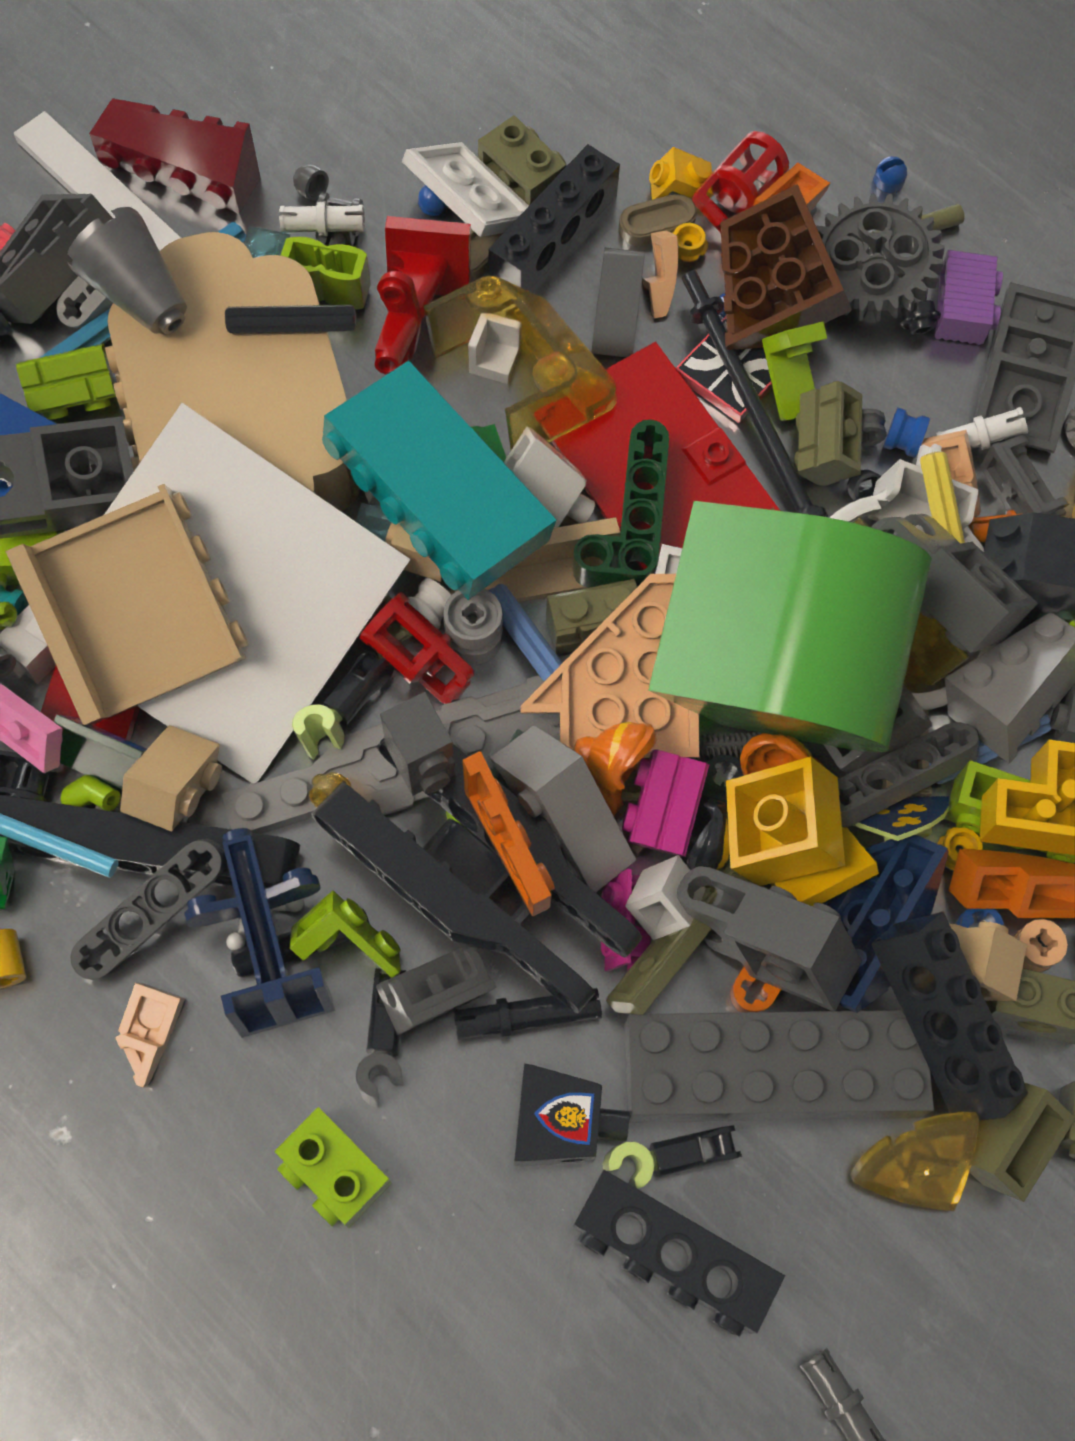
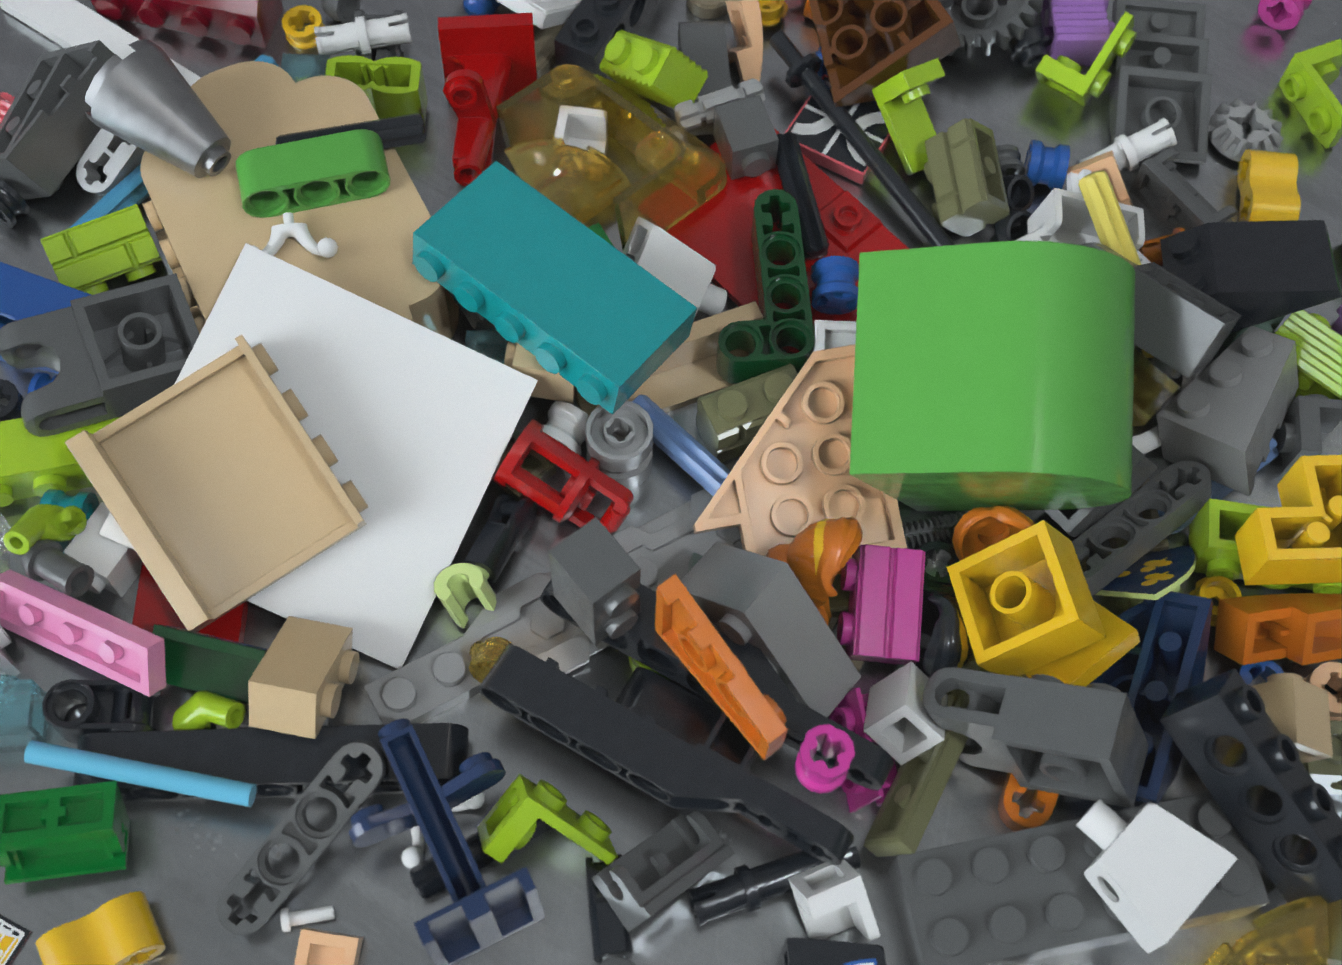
camera: 10 degrees left, 5 degrees down
(141, 973) = (305, 916): none -> white piece
(251, 345) = (312, 173): none -> bright green beam
(251, 414) = (279, 233): none -> white piece
(268, 191) = (294, 20): none -> yellow bush
(475, 380) = (568, 175): none -> clear yellow brick
(570, 291) = (652, 69): none -> lime brick
(570, 1041) = (833, 901): none -> white panel
(590, 915) = (816, 774): none -> dark pink bush
(622, 332) = (690, 114): none -> light grey axle
(639, 366) = (745, 137): none -> dark grey brick
(677, 424) = (797, 183): none -> black axle
(682, 505) = (835, 285): none -> blue wheel
(834, 1063) = (1151, 869): none -> white torso
(874, 454) = (1018, 192): none -> black hinge
(944, 349) = (1065, 74): none -> lime bracket

